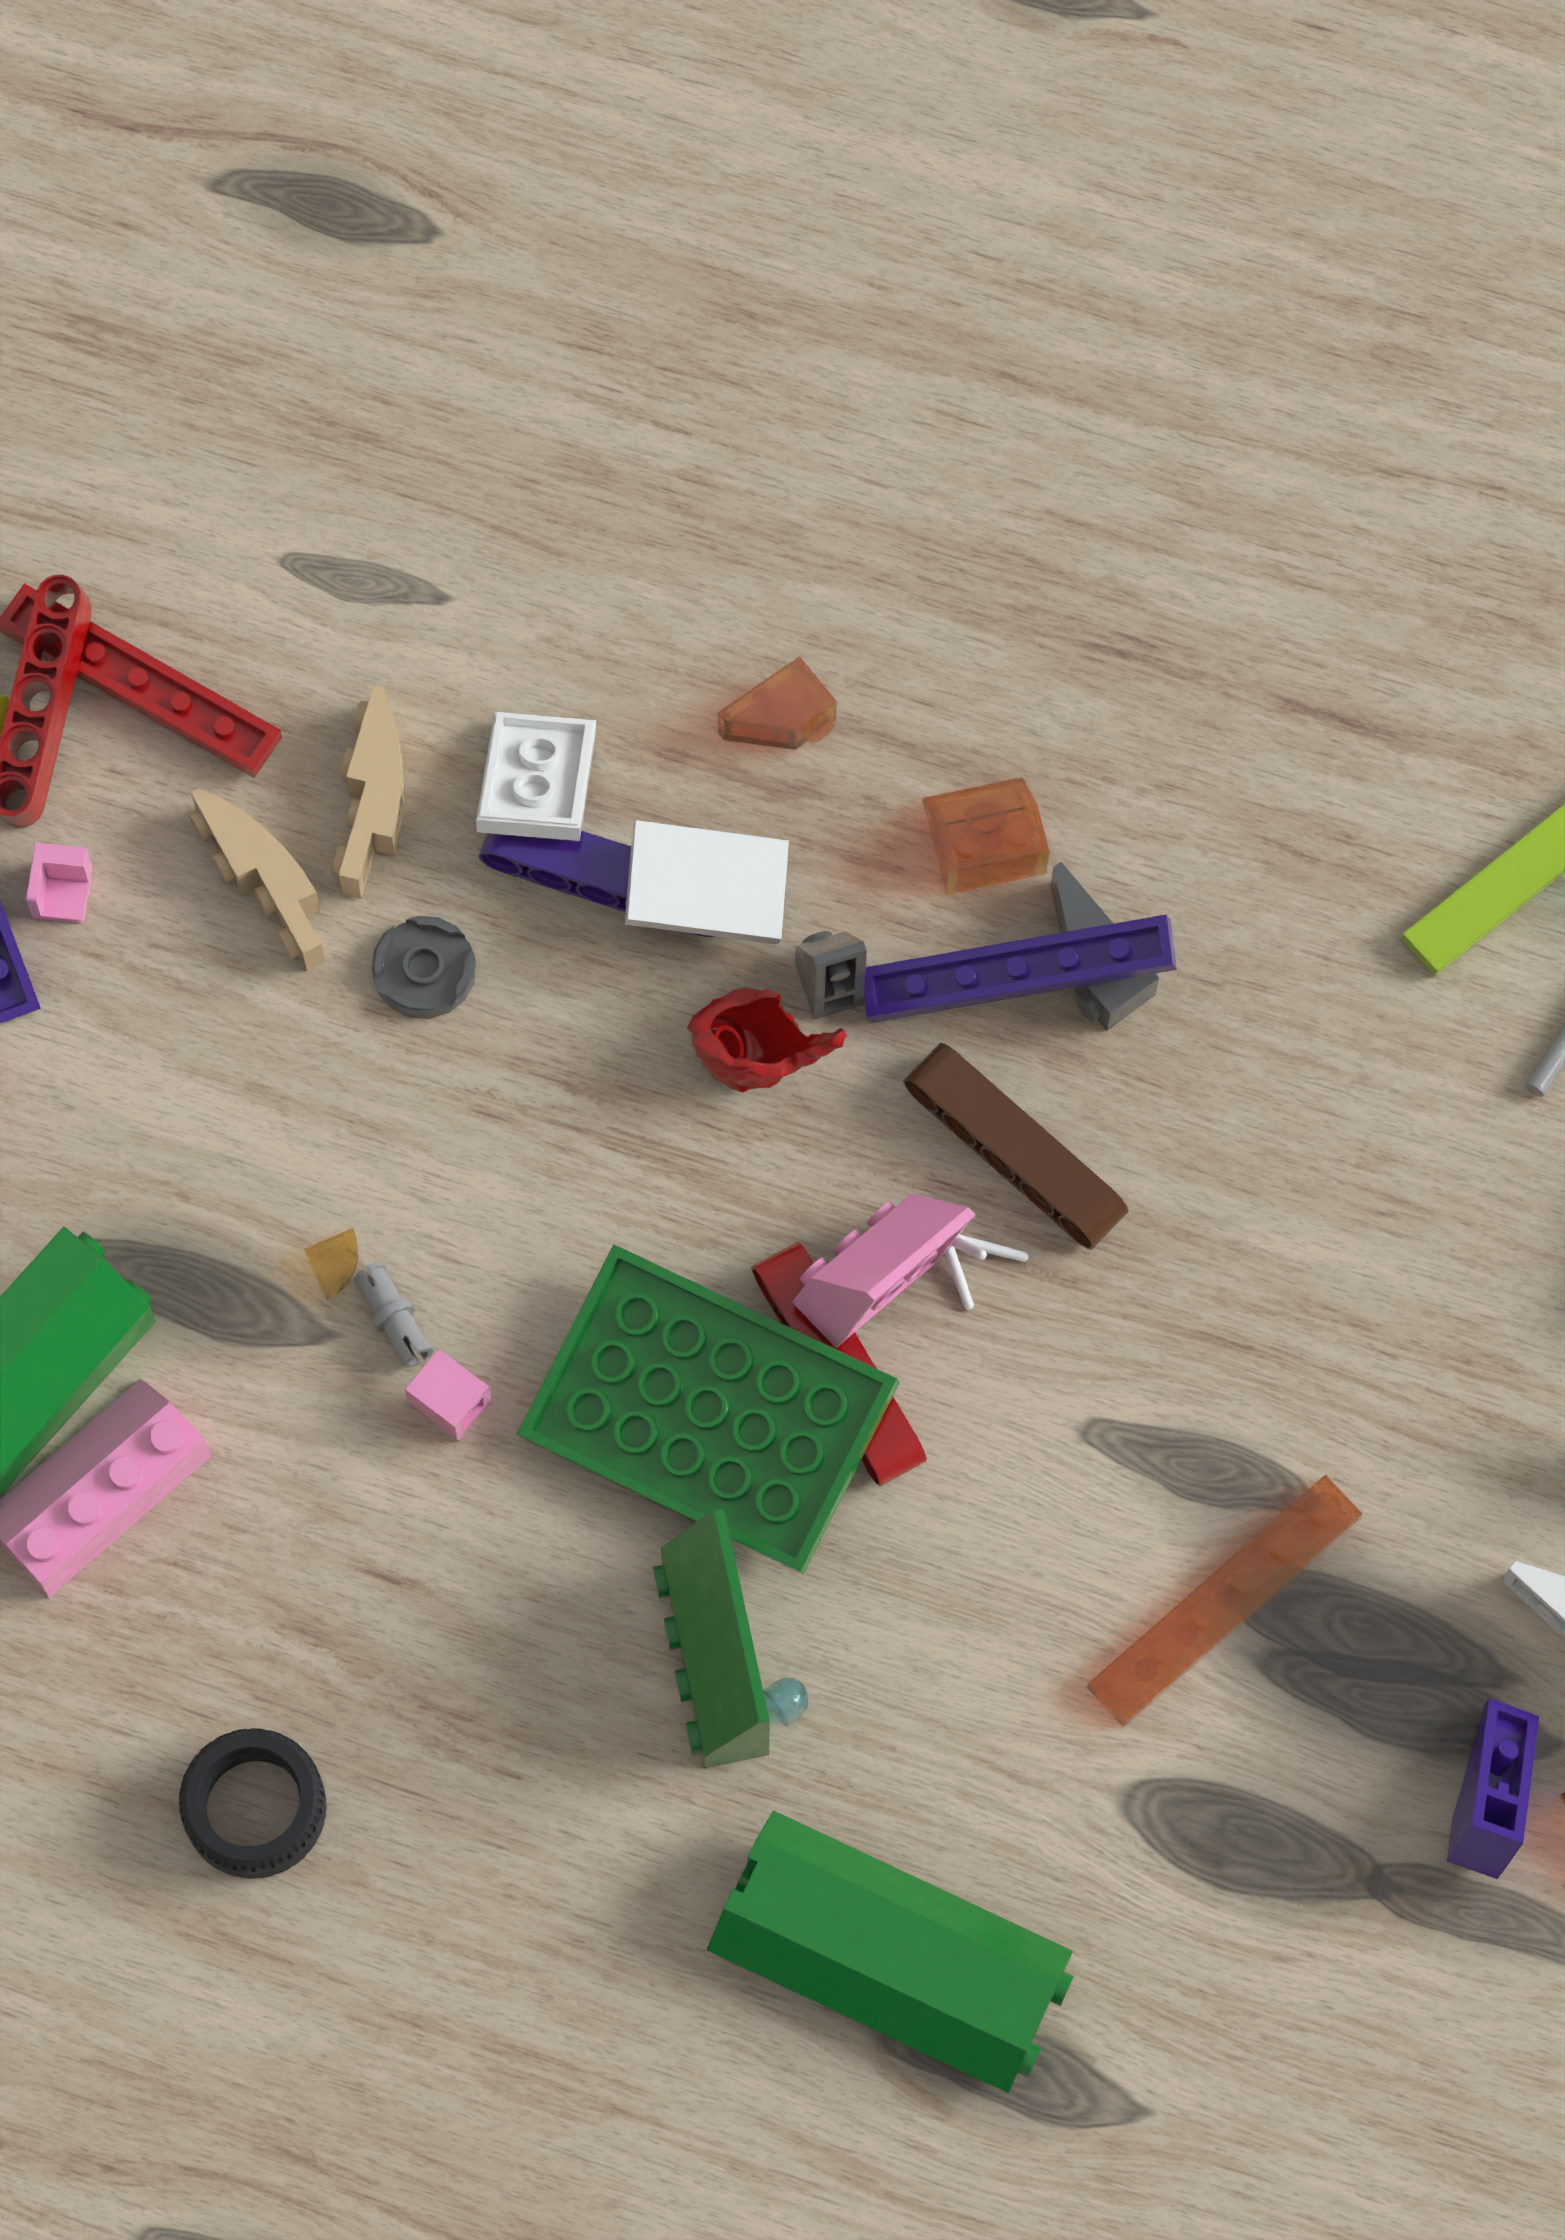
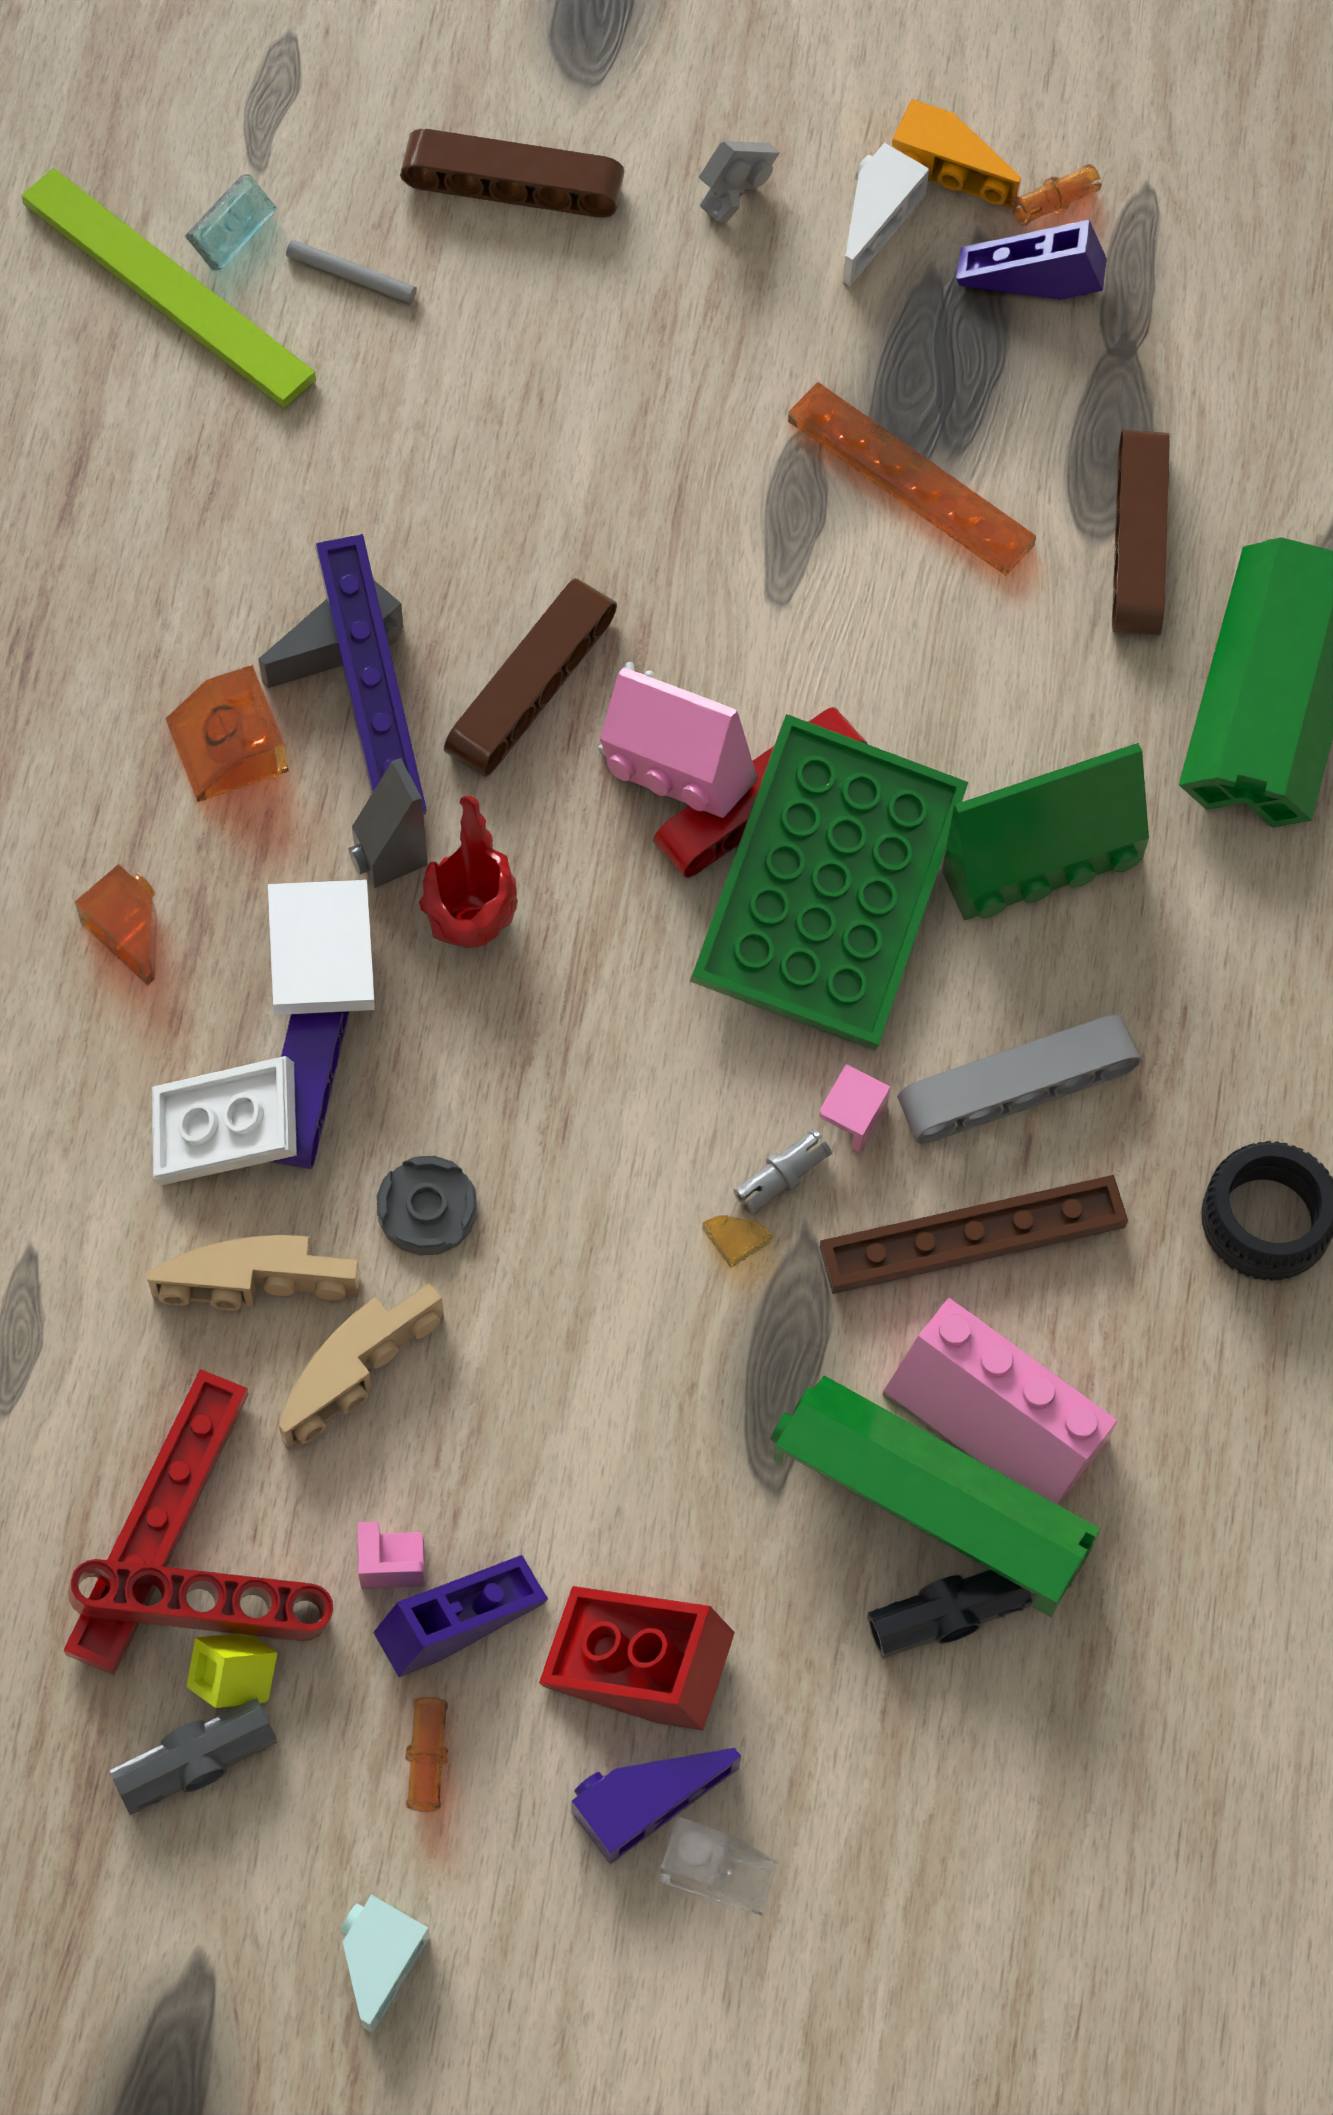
camera: 100 degrees left, 5 degrees down
(288, 1496) = (973, 1234): none -> reddish brown plate
(454, 1575) = (1019, 1078): none -> light grey beam
(1114, 1842) = (1140, 532): none -> reddish brown beam

